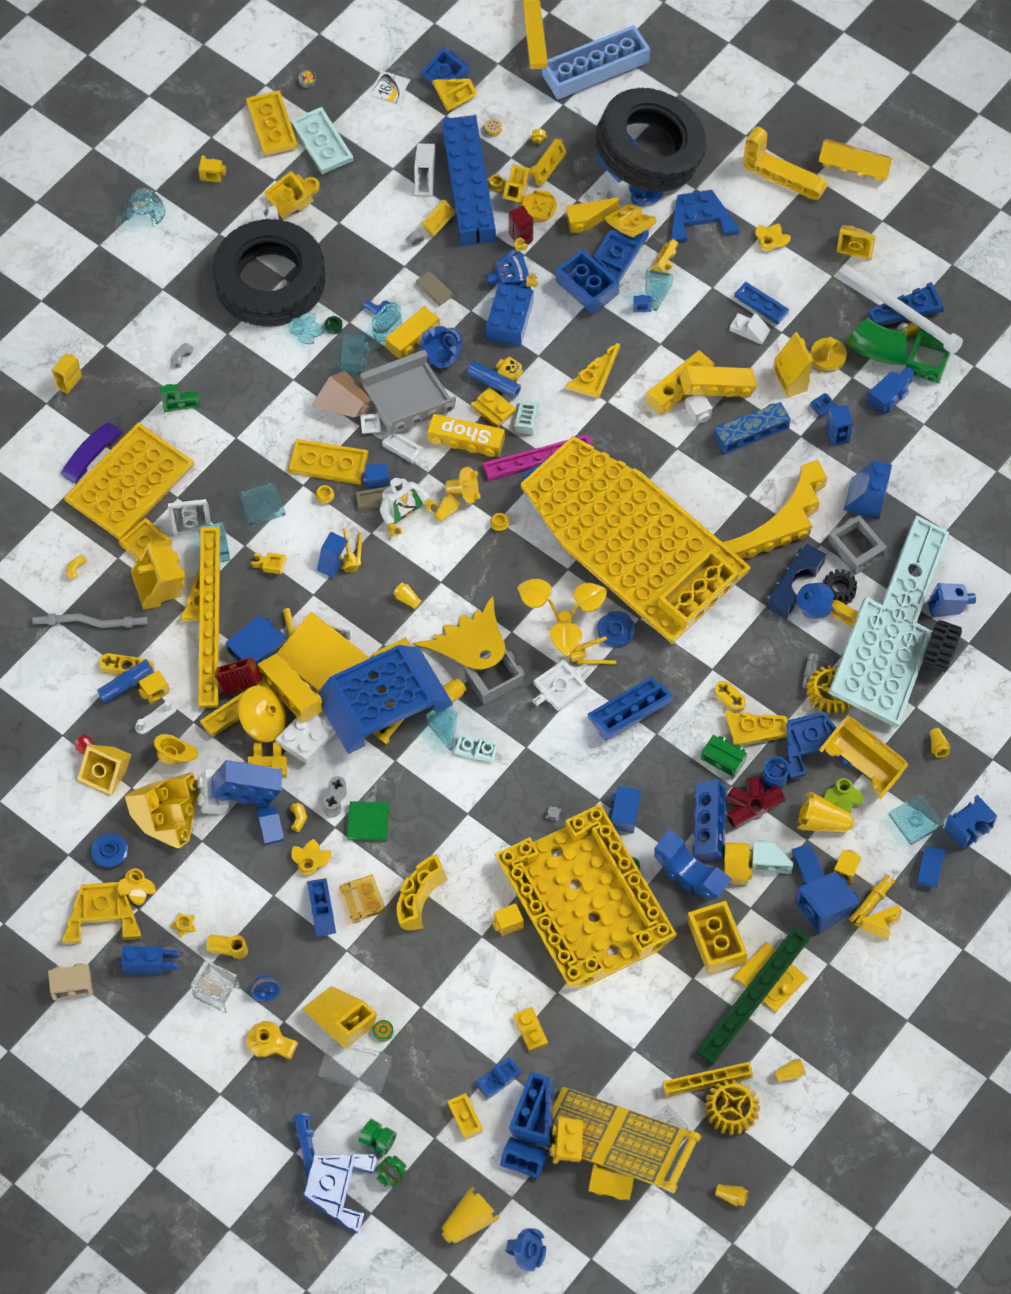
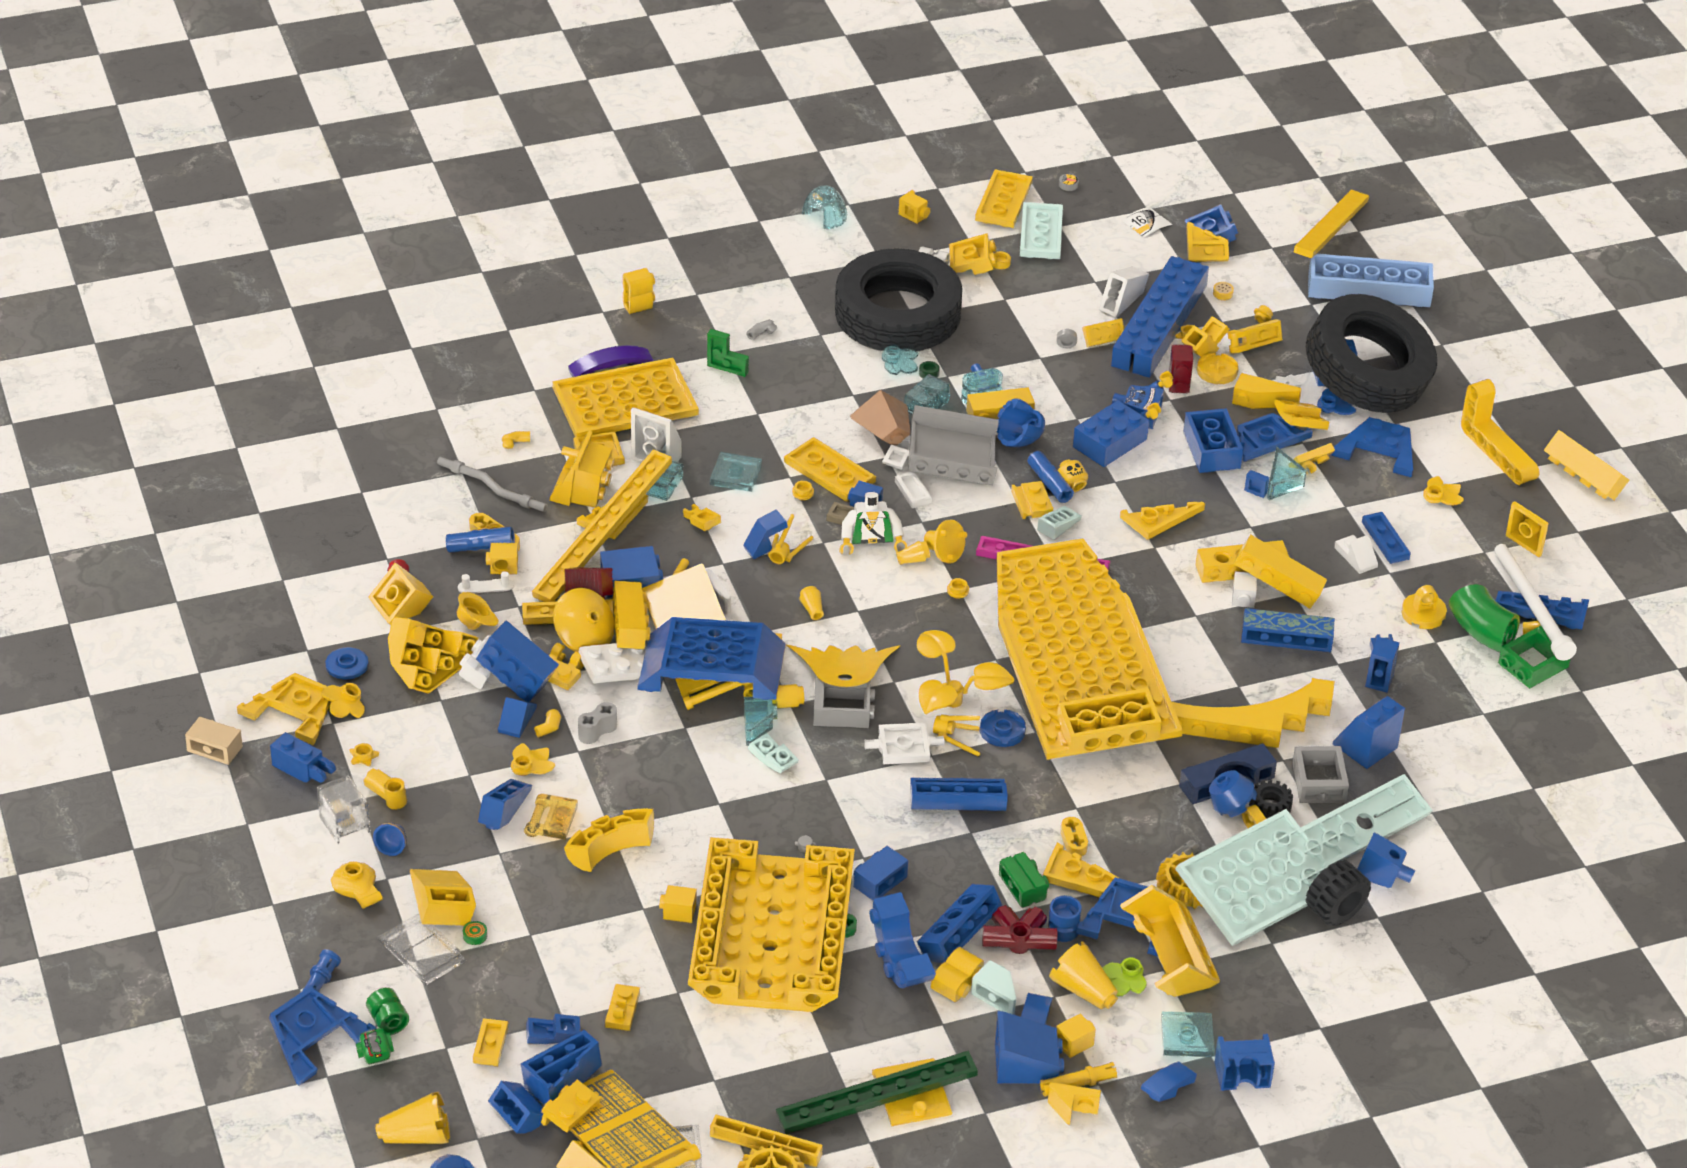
camera: 30 degrees right, 20 degrees down
(368, 821) = (614, 760): green tile -> none
(434, 288) = (1054, 385): dark tan tile -> none
(466, 435) = (983, 506): yellow brick -> none
(717, 937) = (880, 1022): yellow brick -> none
(793, 366) = (1371, 595): yellow slope -> none
(890, 390) = (1467, 665): blue hinge -> none
(939, 744) = (1268, 983): yellow cone -> none

